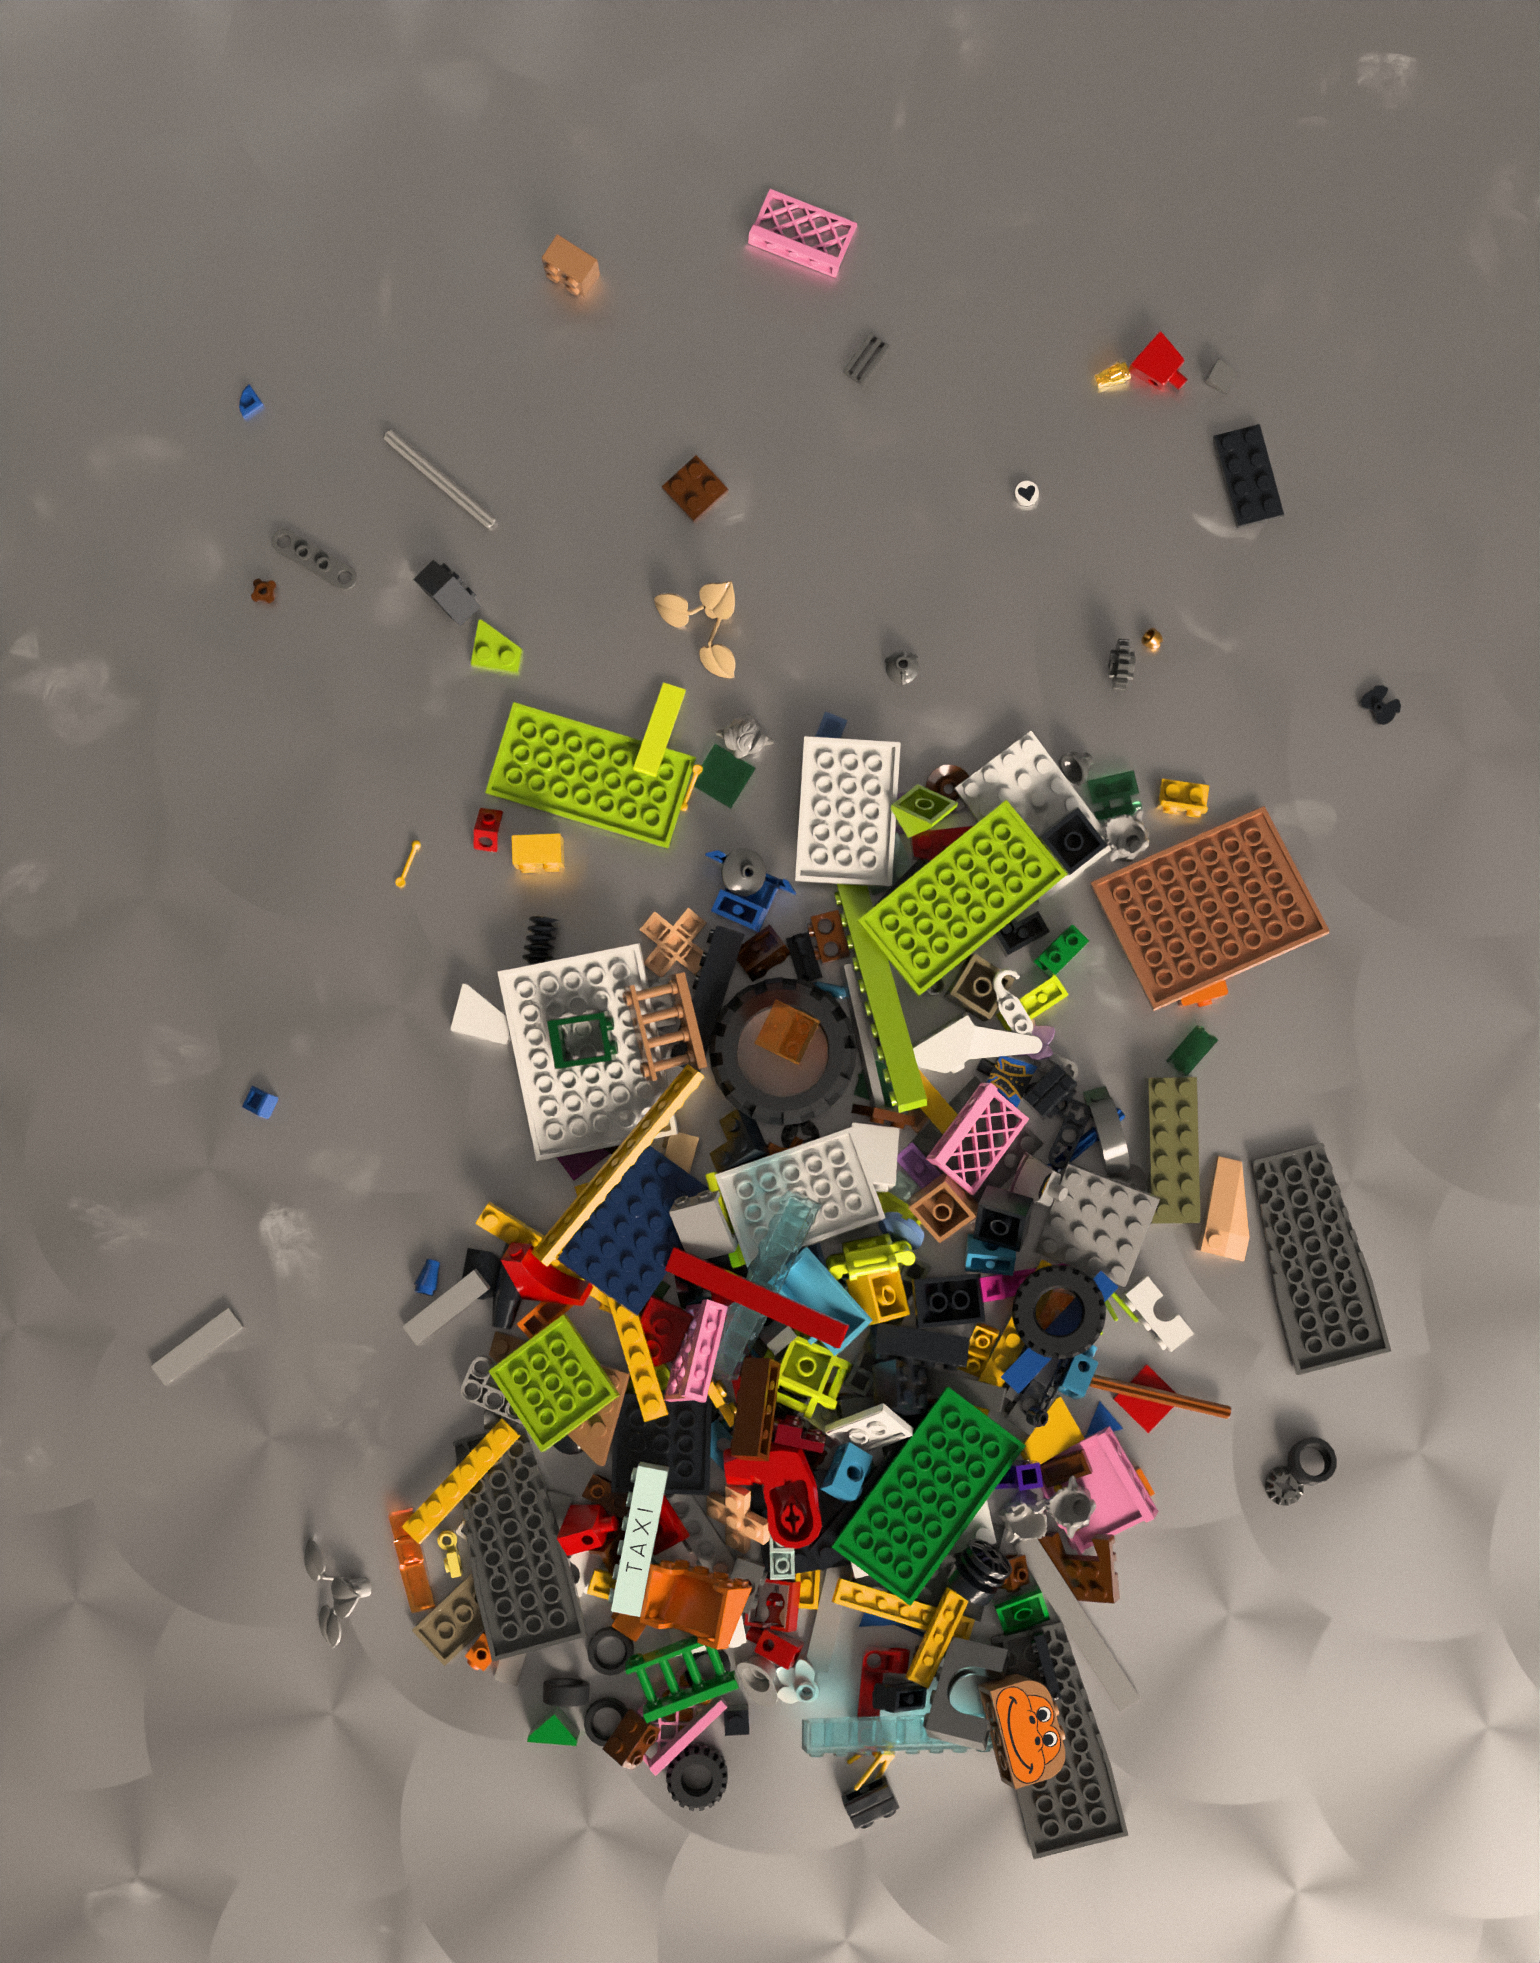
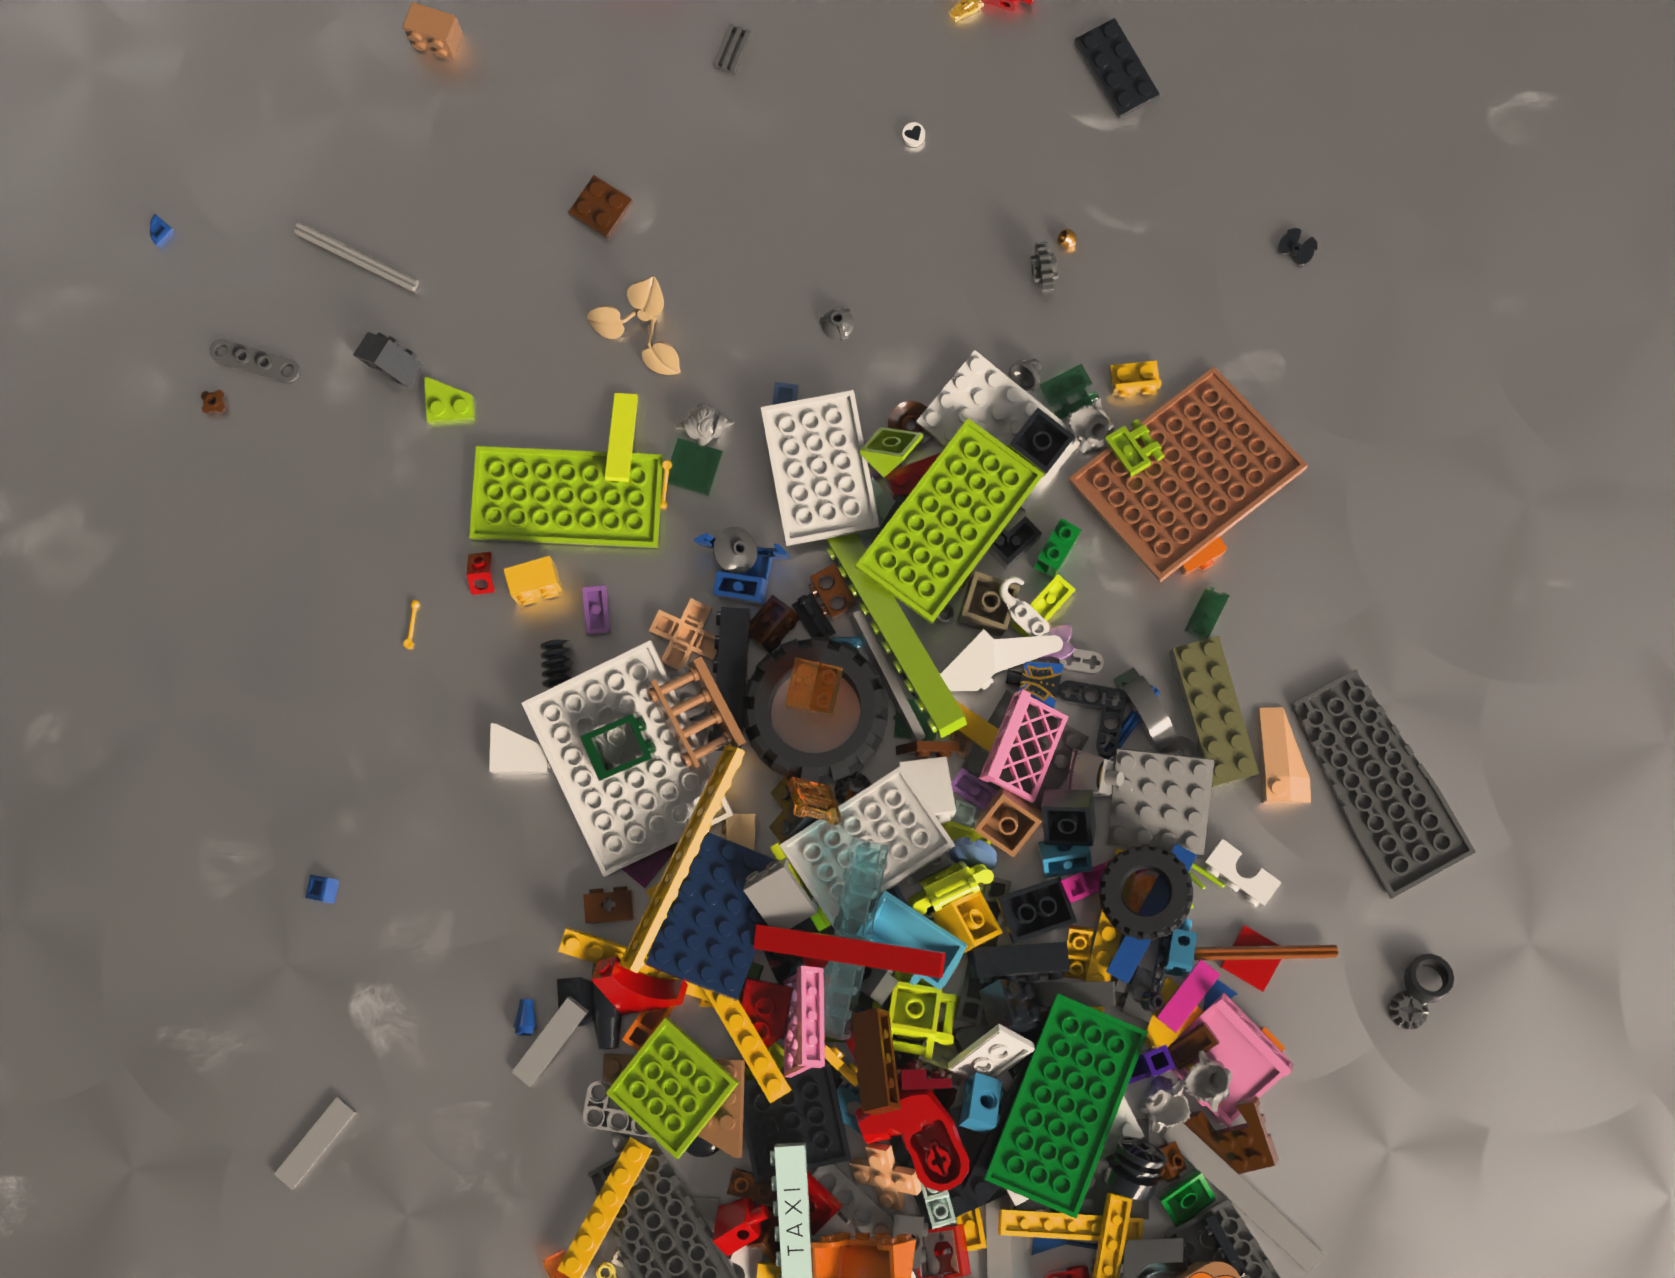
camera: 10 degrees left, 5 degrees down
(522, 1195) = (596, 912): none -> reddish brown brick
(592, 896) = (596, 610): none -> medium lavender plate
(762, 1135) = (814, 794): none -> clear orange plate
(1050, 1092) = (1082, 685): black brick -> none
(1073, 1420) = (1188, 996): none -> dark pink tile
(1157, 873) = (1128, 450): none -> lime plate

